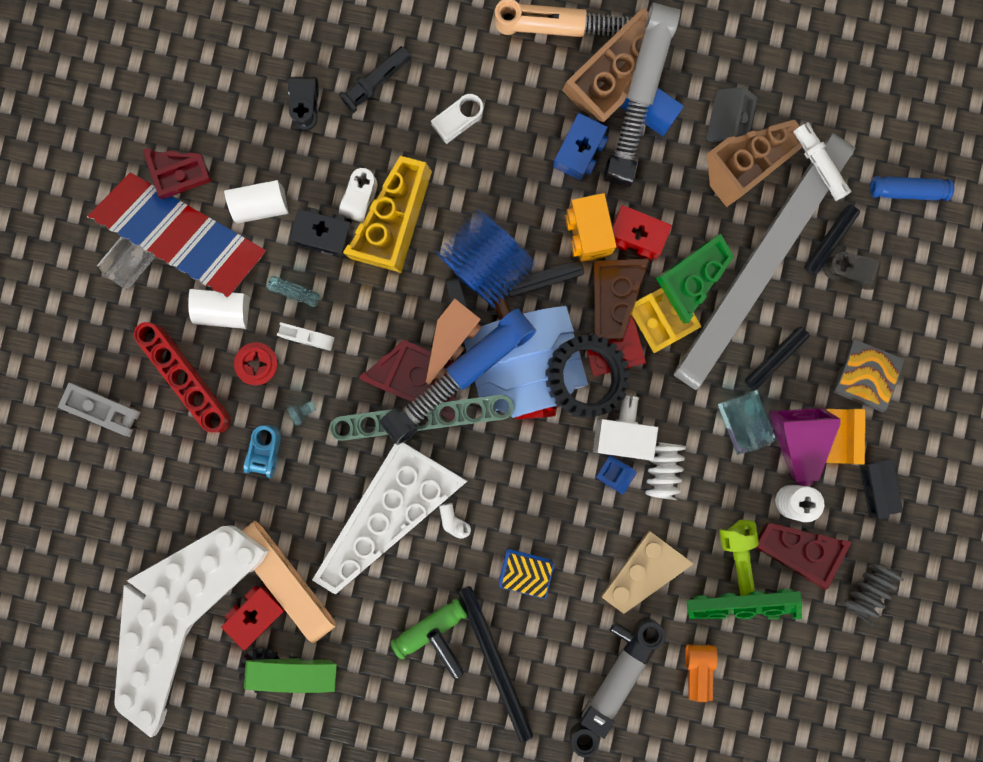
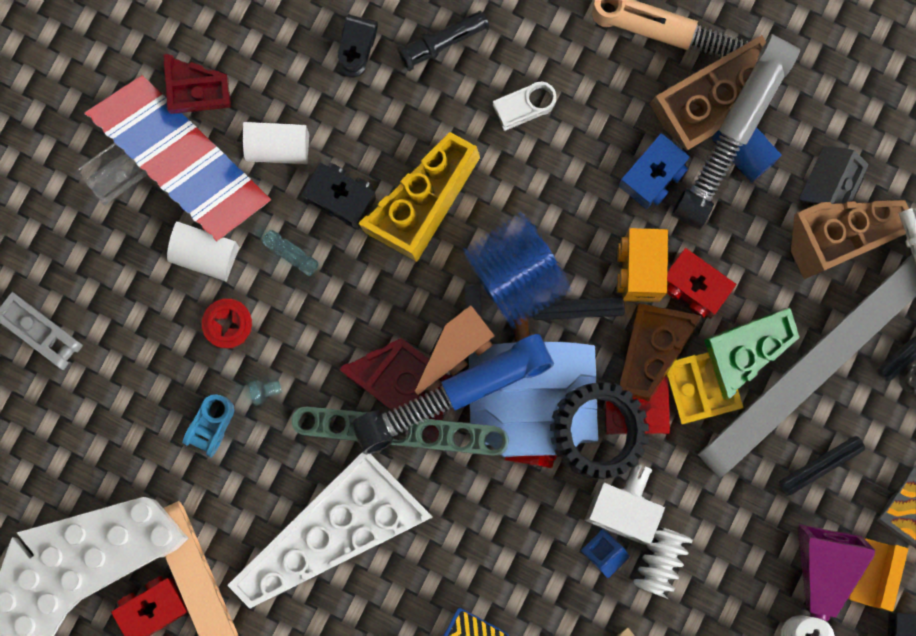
camera: 10 degrees right, 5 degrees down
(171, 371) = (130, 307): red beam -> none
(305, 336) = (291, 307): white piece -> none
(358, 200) = (388, 168): white piece -> none
(453, 524) = (403, 562): white arm -> none
(747, 422) = (769, 530): clear light blue brick -> none

